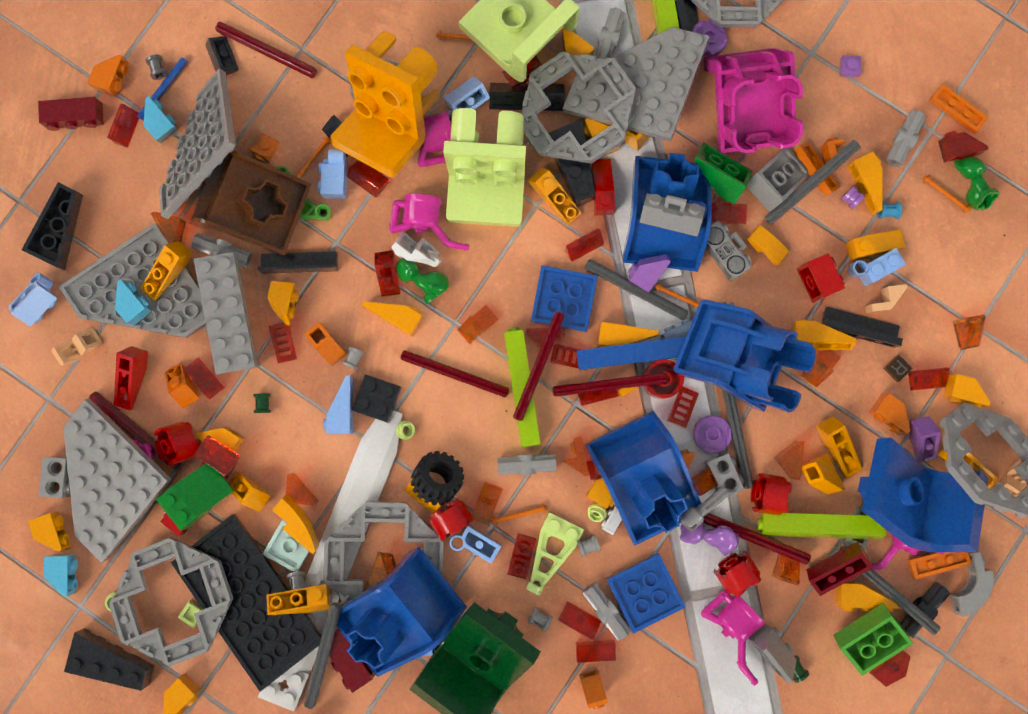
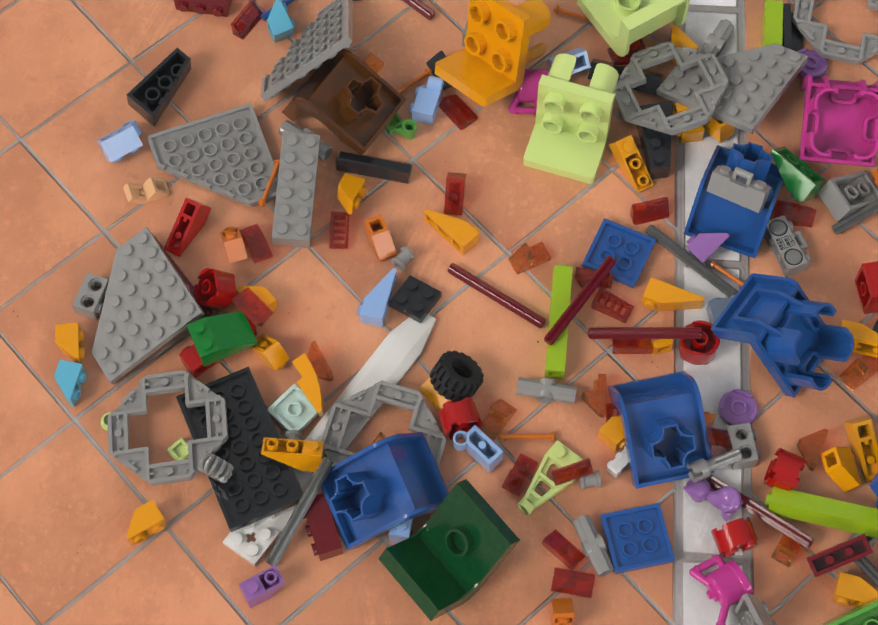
camera: 15 degrees right, 20 degrees down
(100, 660) = (81, 468): black wedge -> none
(130, 304) = (209, 162): medium azure slope -> none
(166, 268) = (251, 141): light orange slope -> none
(171, 228) = (265, 110): clear orange slope -> none
(198, 315) = (262, 203): none -> orange axle
(228, 639) = (215, 467): none -> light grey gear
(262, 403) = (304, 277): dark green bush -> none
(410, 430) = (440, 333): yellowish green plate -> none
(421, 214) = (500, 151): dark pink piece -> none
(421, 252) = (490, 178): white plate -> none
(431, 283) = (494, 210): green animal -> none
(540, 619) = (525, 537): light grey bush -> none
(570, 547) = (572, 472): none -> clear red slope
(596, 513) = (600, 452): yellowish green plate -> none
(604, 187) = (679, 167): red slope -> none
(629, 353) = (669, 309): blue tile -> none
(671, 419) = (705, 387): clear red slope -> none
(738, 439) = (763, 414): dark grey axle -> none
(767, 243) = (830, 249): light orange slope -> none

